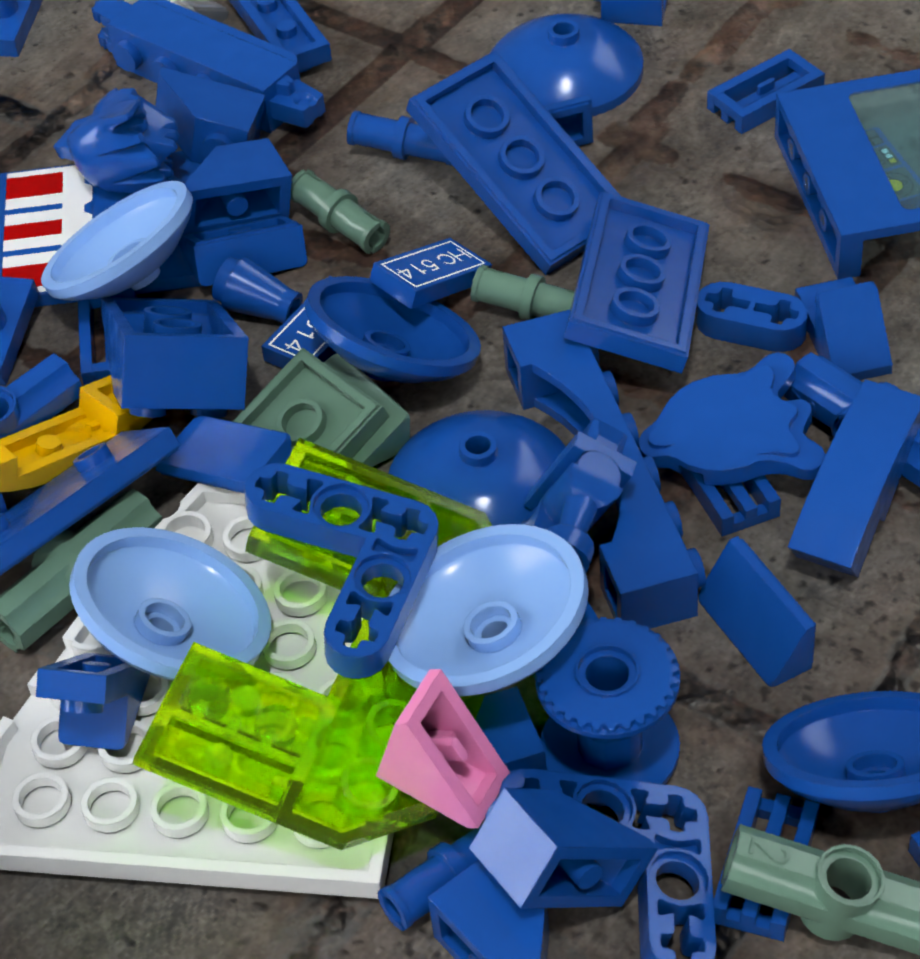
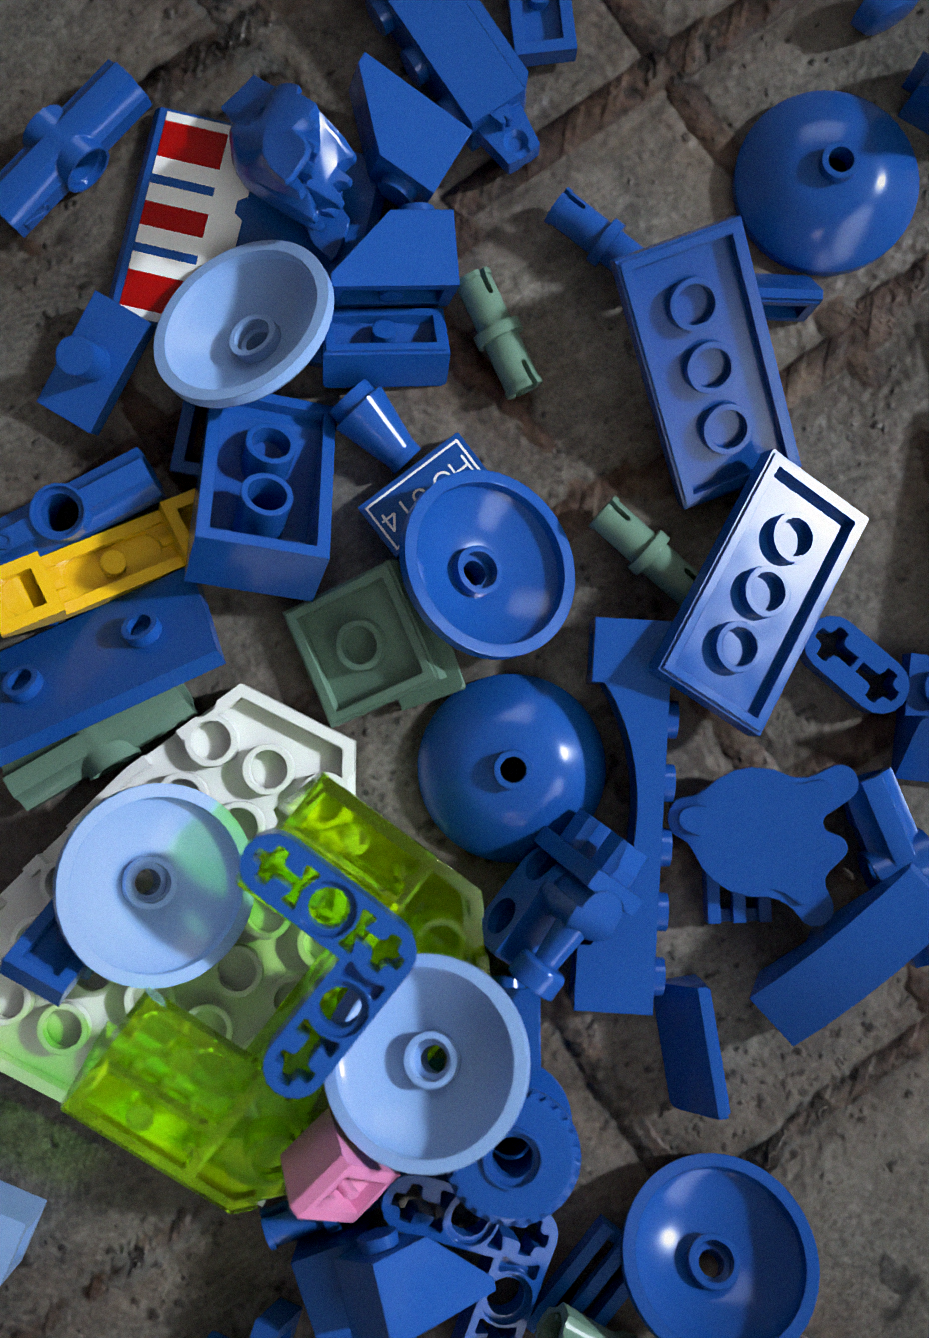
camera: 15 degrees right, 40 degrees up
(224, 452) = (275, 667): blue slope -> none
(427, 272) = (557, 482): blue tile -> none

